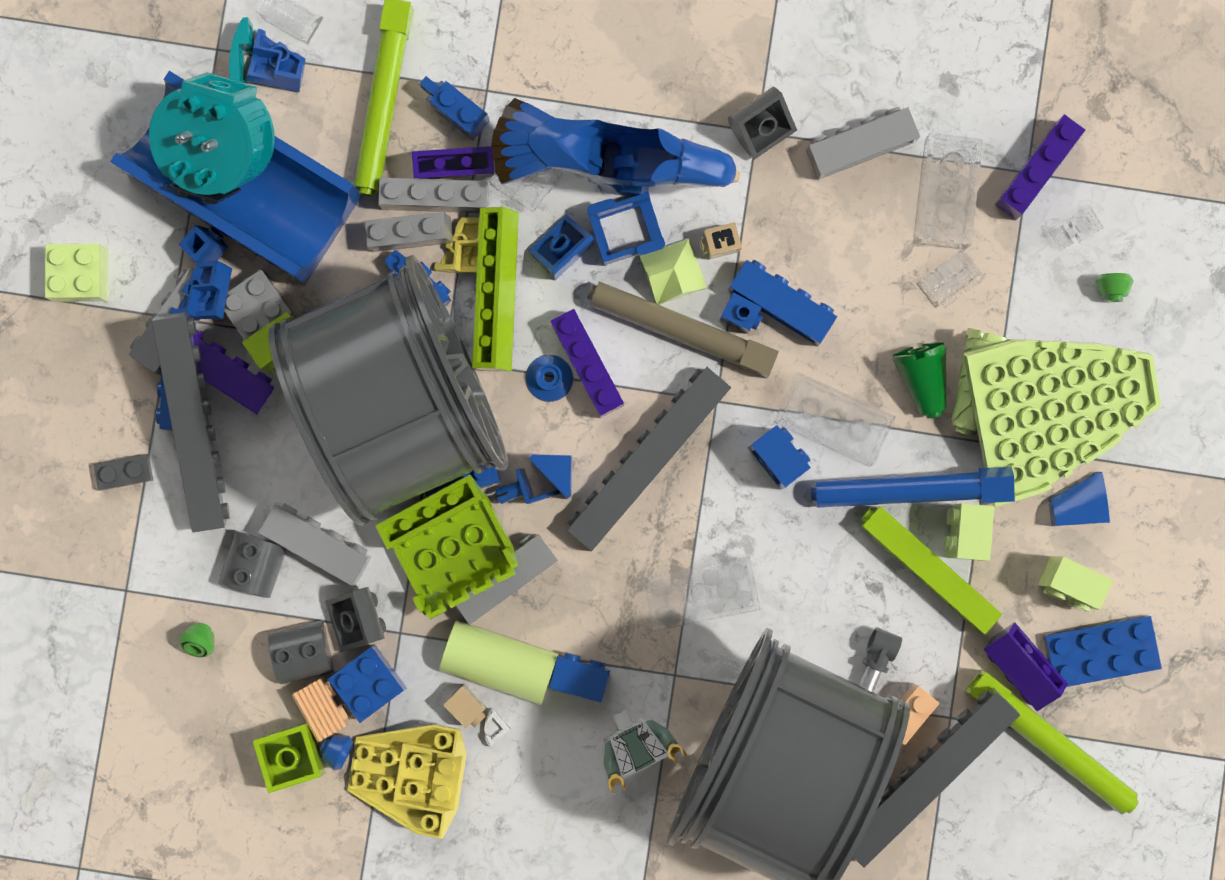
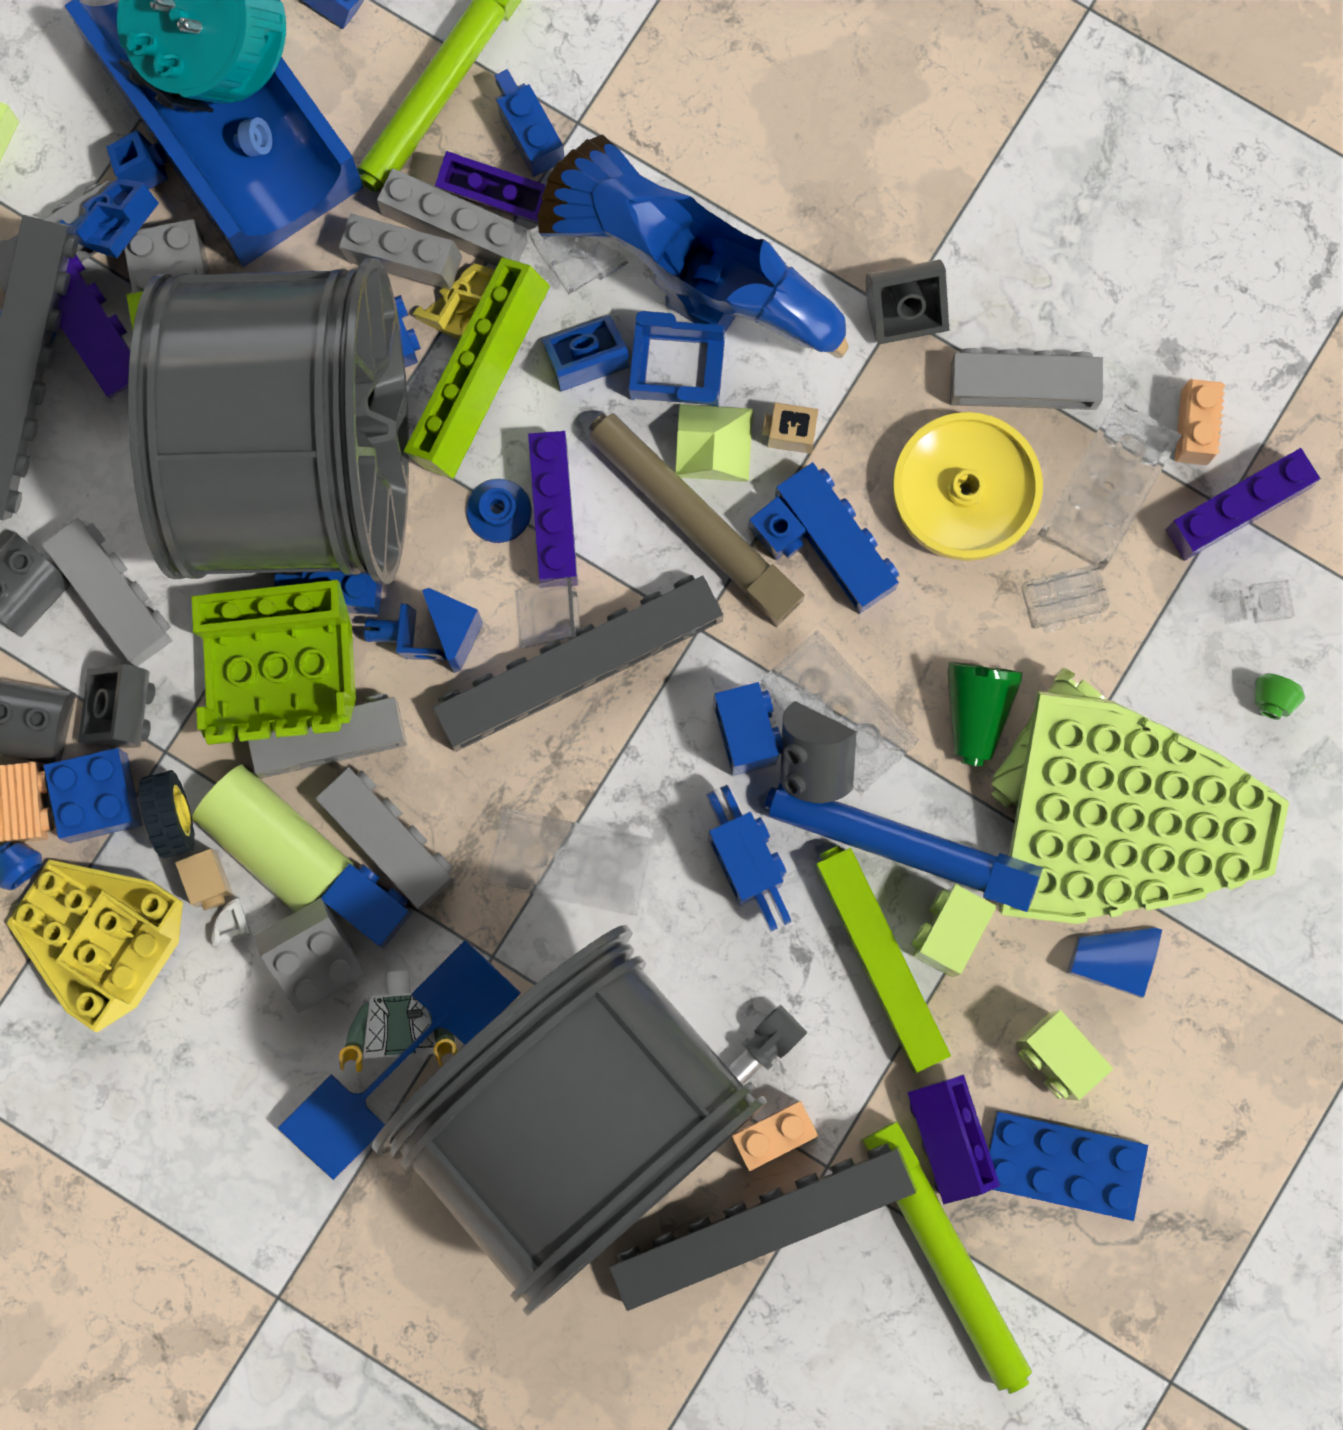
camera: 25 degrees right, 5 degrees down
(276, 196) = (253, 137): none -> medium blue tile
(423, 676) = (166, 814): none -> black wheel
(558, 728) = (309, 955): none -> light grey brick
(572, 629) = (385, 839): none -> light grey brick
(613, 434) = (547, 612): none -> clear piece
(670, 713) = (461, 996): none -> blue hinge
(815, 542) = (746, 858): none -> blue brick
(833, 456) = (816, 755): none -> dark grey brick
(858, 207) = (972, 453): none -> light yellow dish
(989, 122) = (1199, 421): none -> light nougat brick

